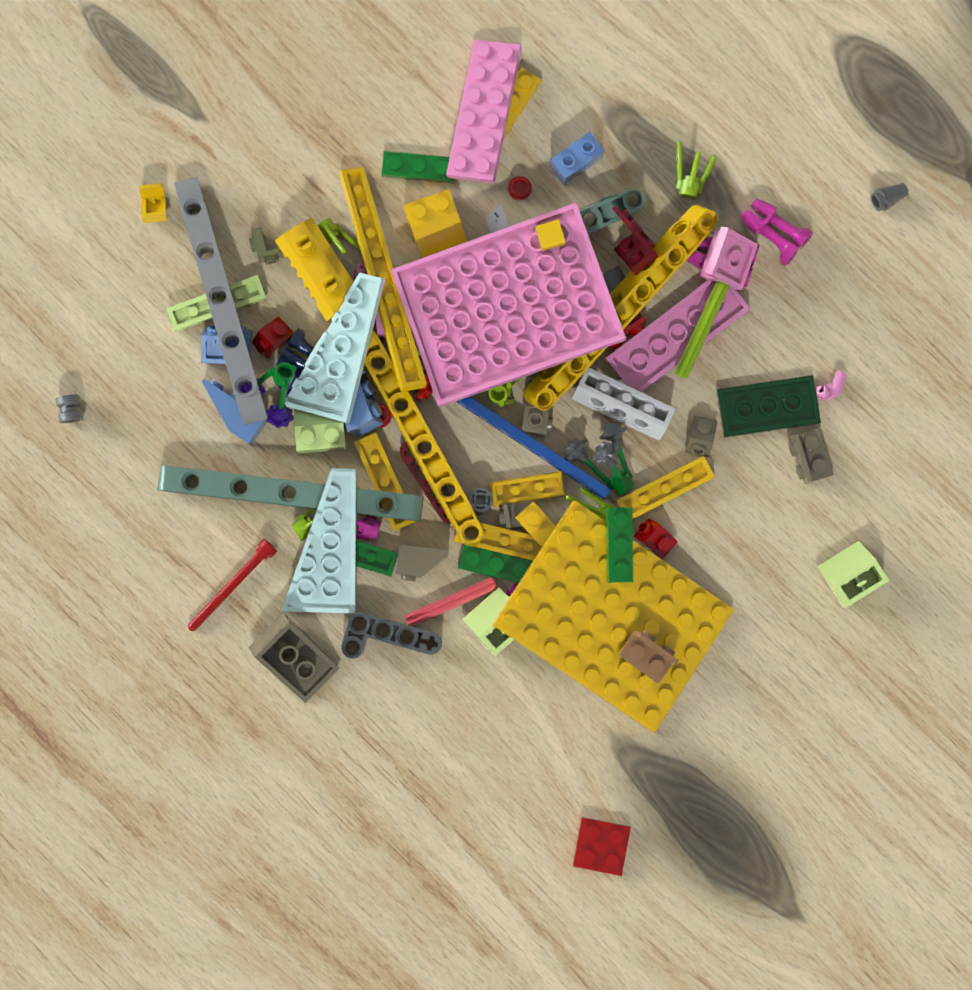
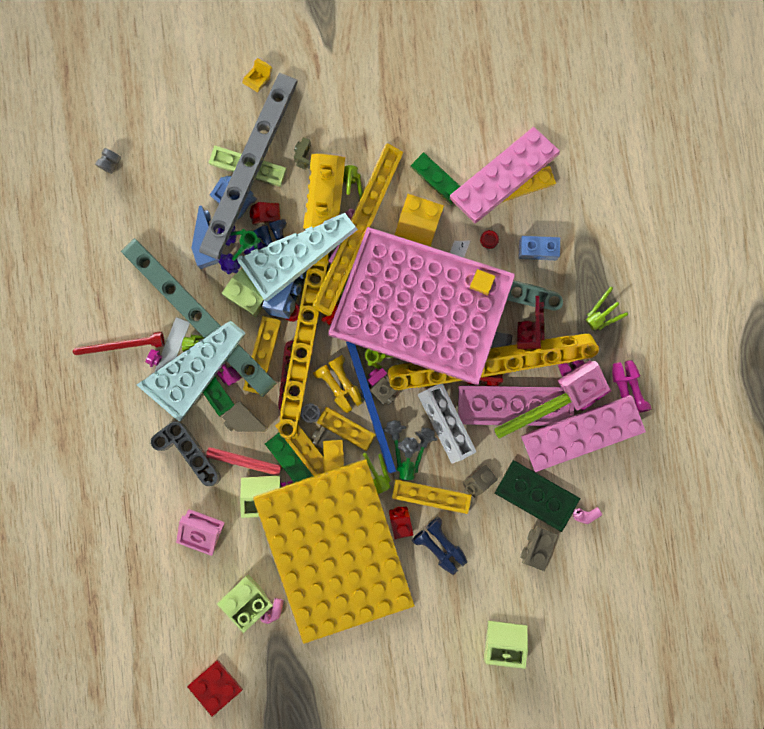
camera: 40 degrees right, 0 degrees up
(277, 570) = (153, 358): none -> dark pink plate
(284, 542) = (173, 342): none -> white sticker
(293, 657) = (120, 419): dark tan slope -> none
(463, 450) = (353, 391): none -> yellow piece
(464, 706) = (199, 532): none -> bright pink bracket
(516, 412) = (376, 375): none -> dark pink plate
(566, 738) = (245, 603): none -> yellowish green slope
(600, 728) = (273, 613): none -> bright pink arm
(619, 544) = (372, 510): green plate -> none
(648, 656) = (334, 593): medium nougat bracket -> none
(691, 535) = (424, 539): none -> dark blue piece
(765, 308) = (583, 433): none -> bright pink plate
(886, 197) = (715, 423): flat silver cone -> none

